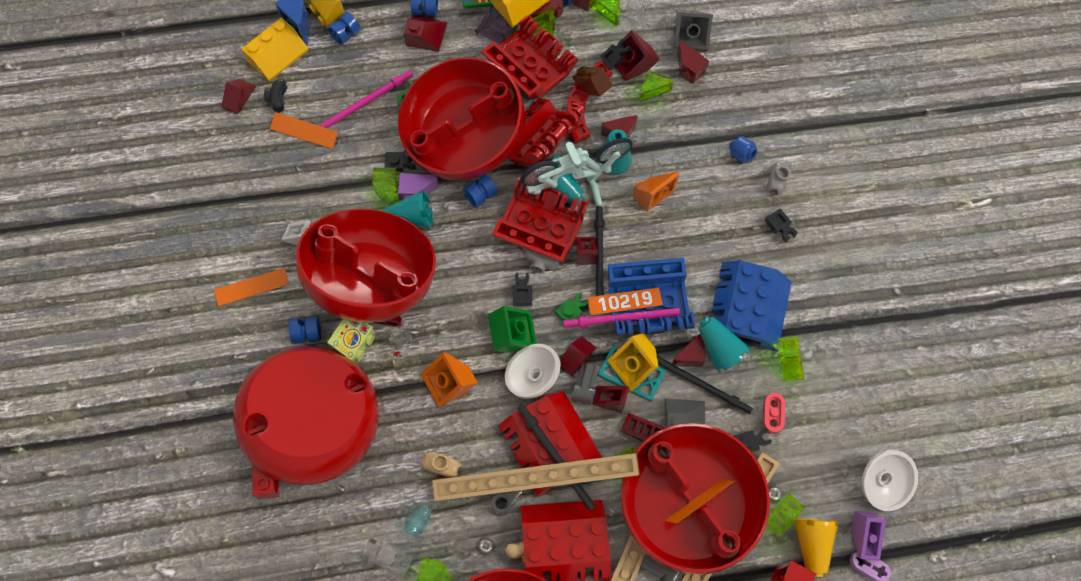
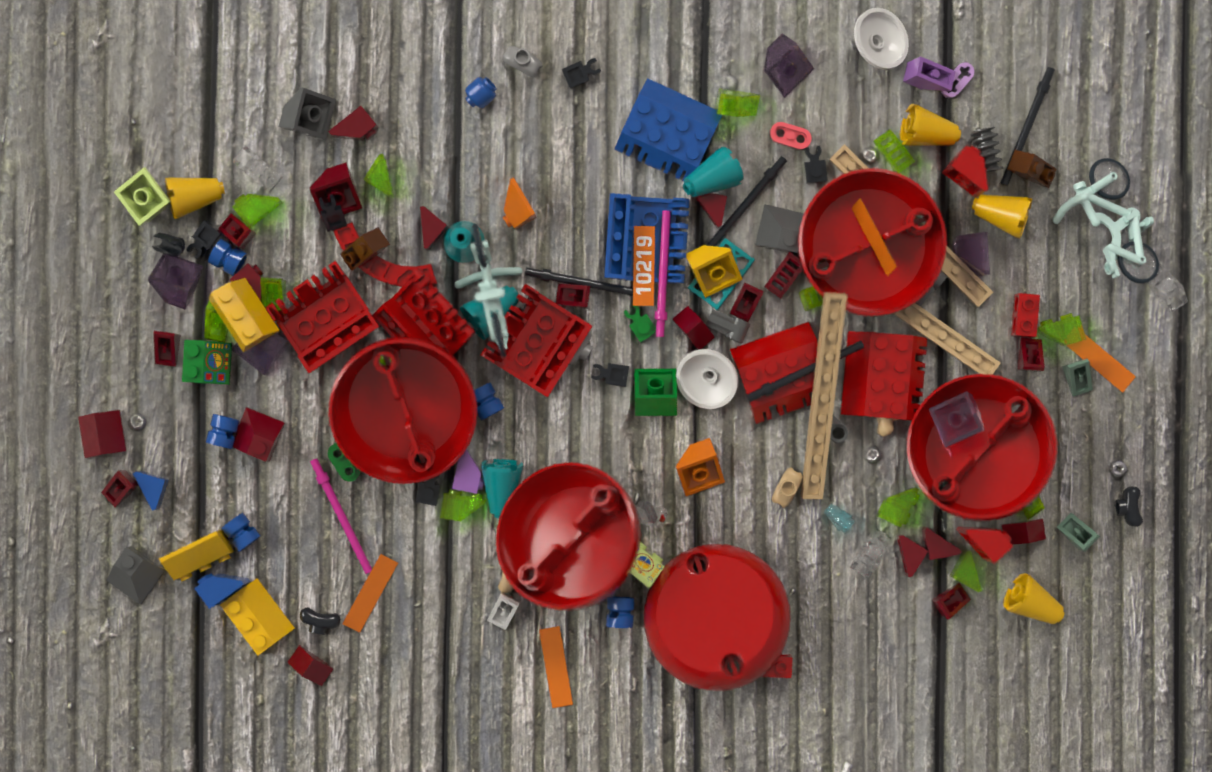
camera: 75 degrees left, 20 degrees up
(837, 397) = (786, 64): none -> clear purple slope

